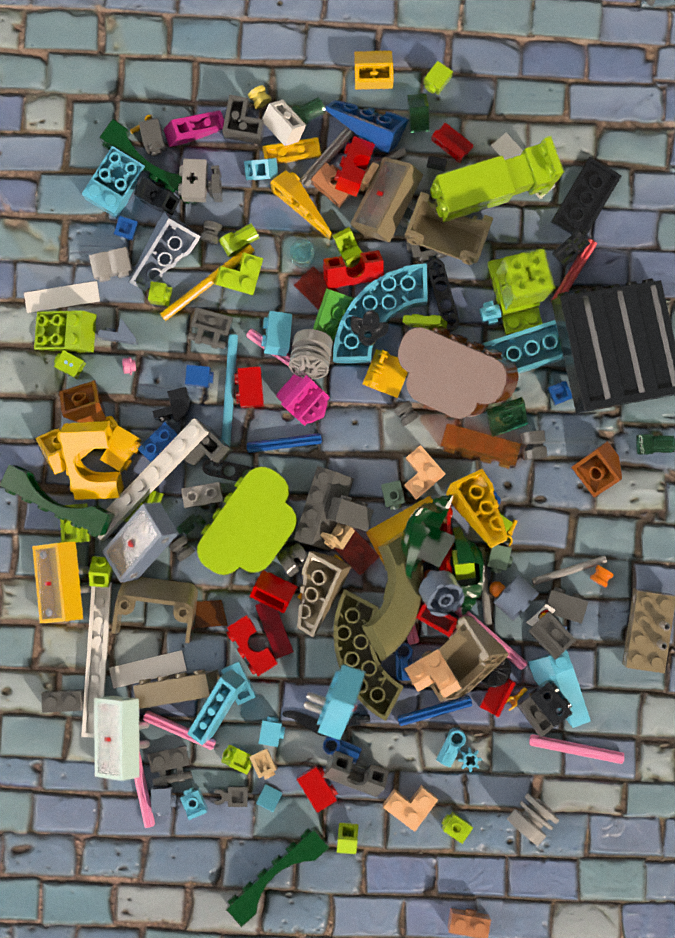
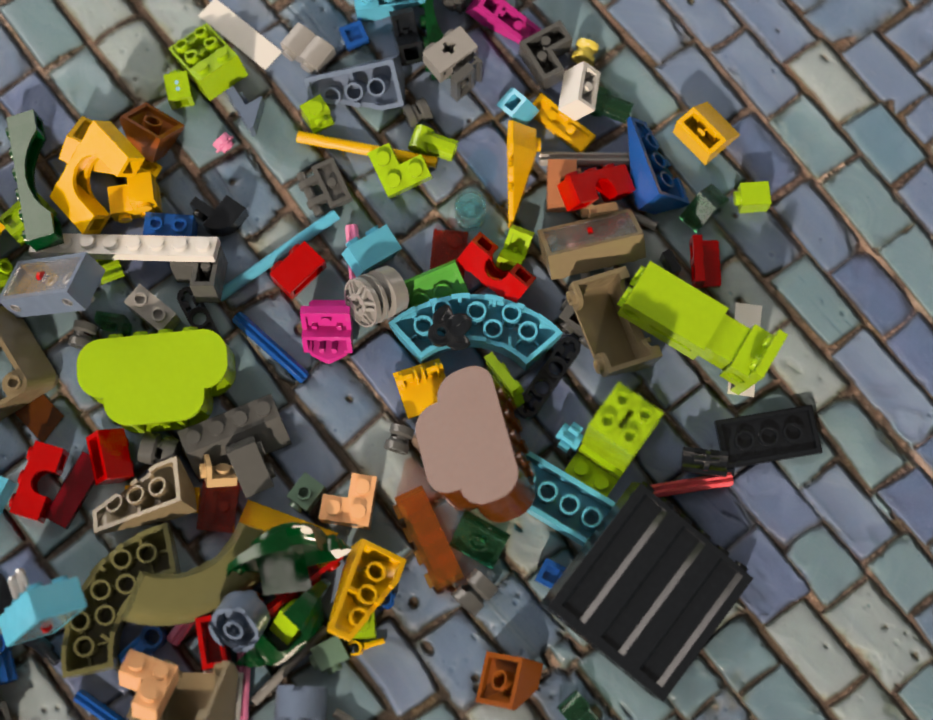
camera: 50 degrees right, 10 degrees down
(199, 376) = (267, 213): blue brick -> none
(496, 588) = (296, 678): orange hinge -> none

